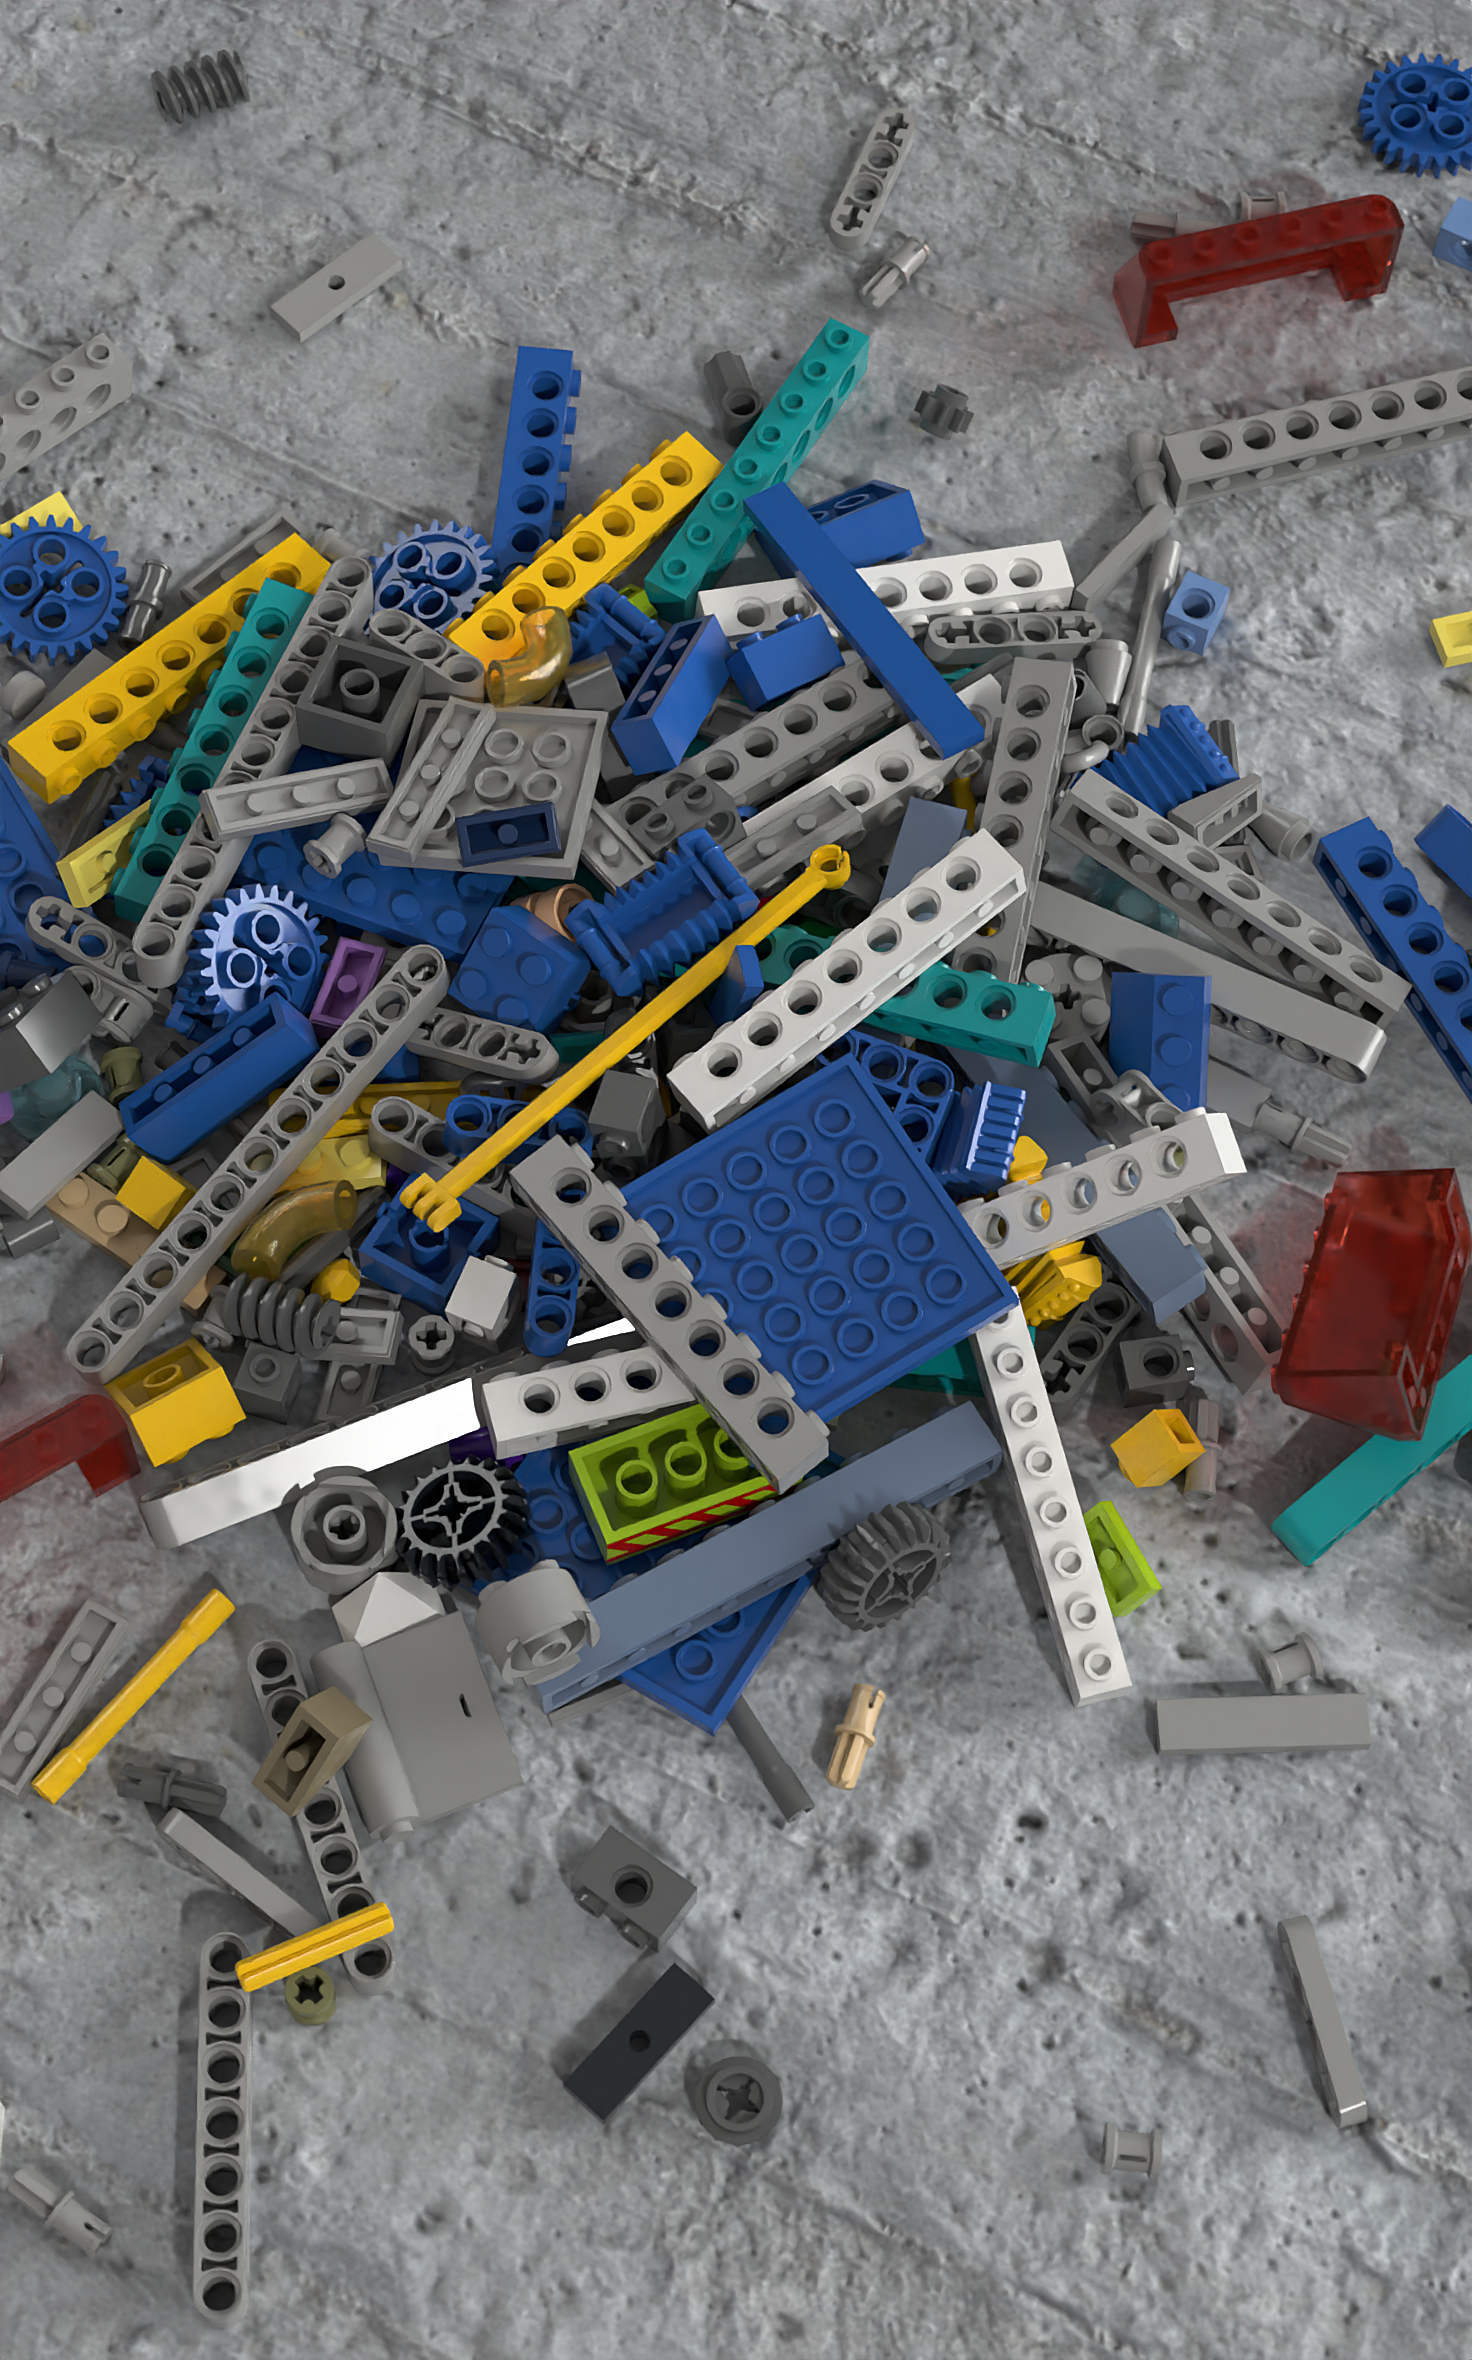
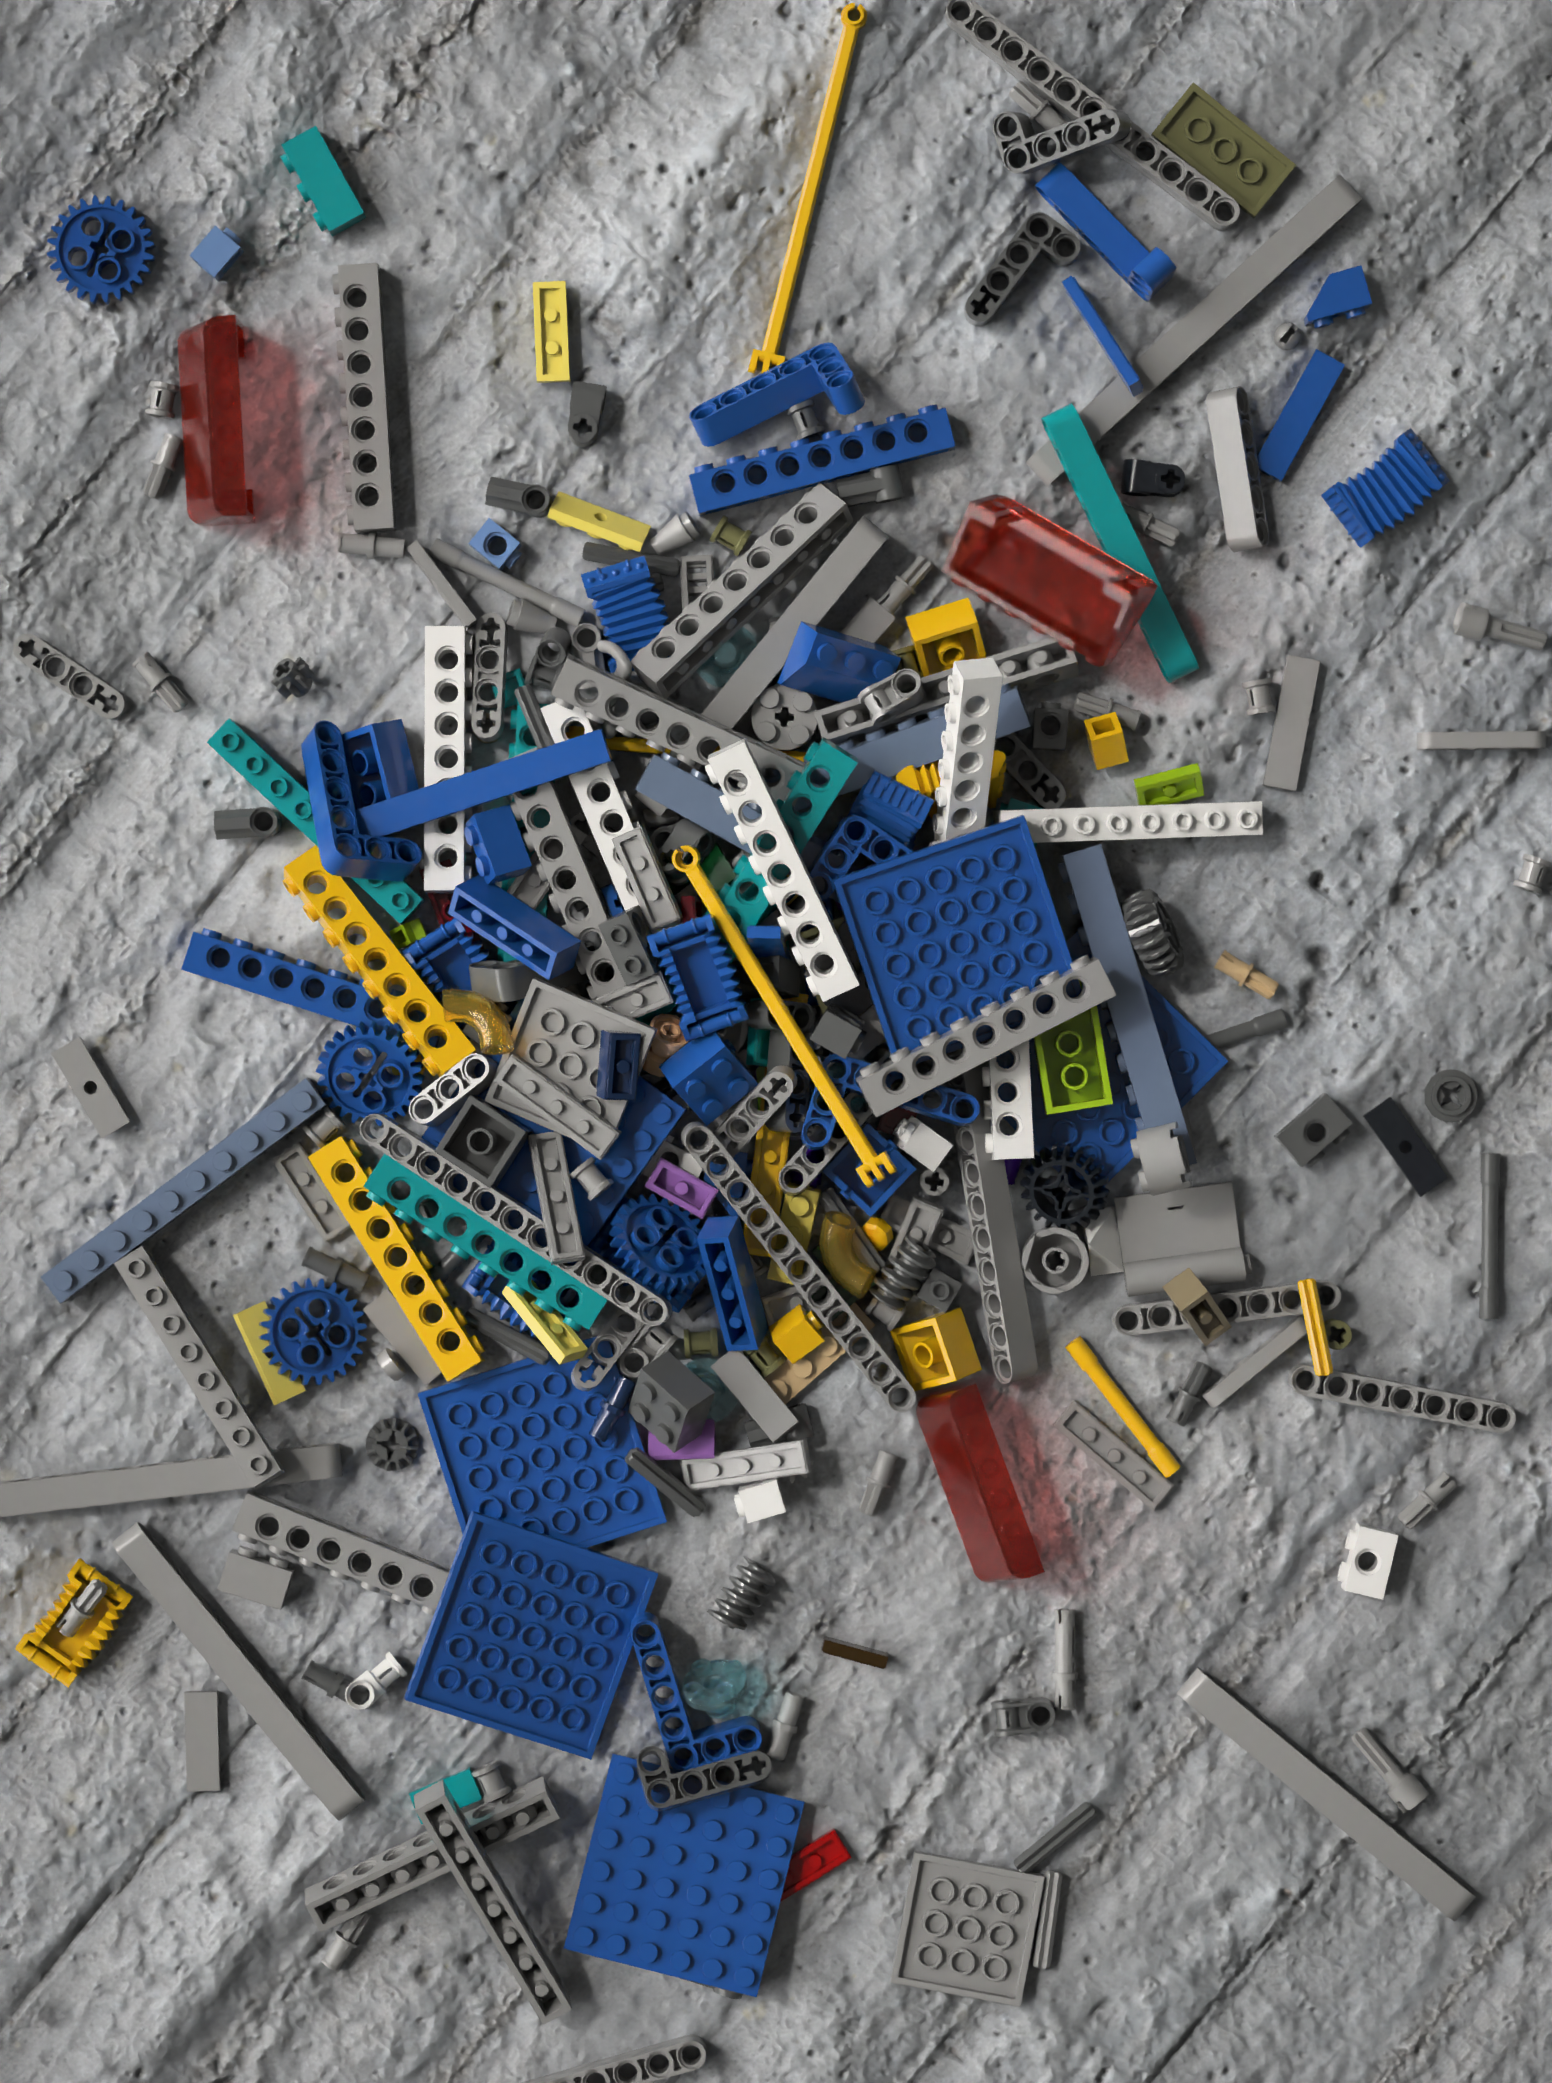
camera: 75 degrees left, 25 degrees up
(223, 411) = (184, 1190): none -> sand blue brick
(431, 2237) = (1489, 1288): none -> dark grey piece
(727, 491) = (335, 821): none -> blue beam
(1216, 814) = (671, 582): light grey slope -> none
(1258, 1206) = (945, 636): none -> yellow slope
(1266, 727) = (598, 522): none -> light yellow tile
(1268, 631) = (516, 496): none -> dark grey piece
(1302, 887) = (730, 536): none -> olive bush
(1413, 686) = (586, 407): none -> dark grey piece
(1430, 1071) = (877, 486): none -> dark grey piece

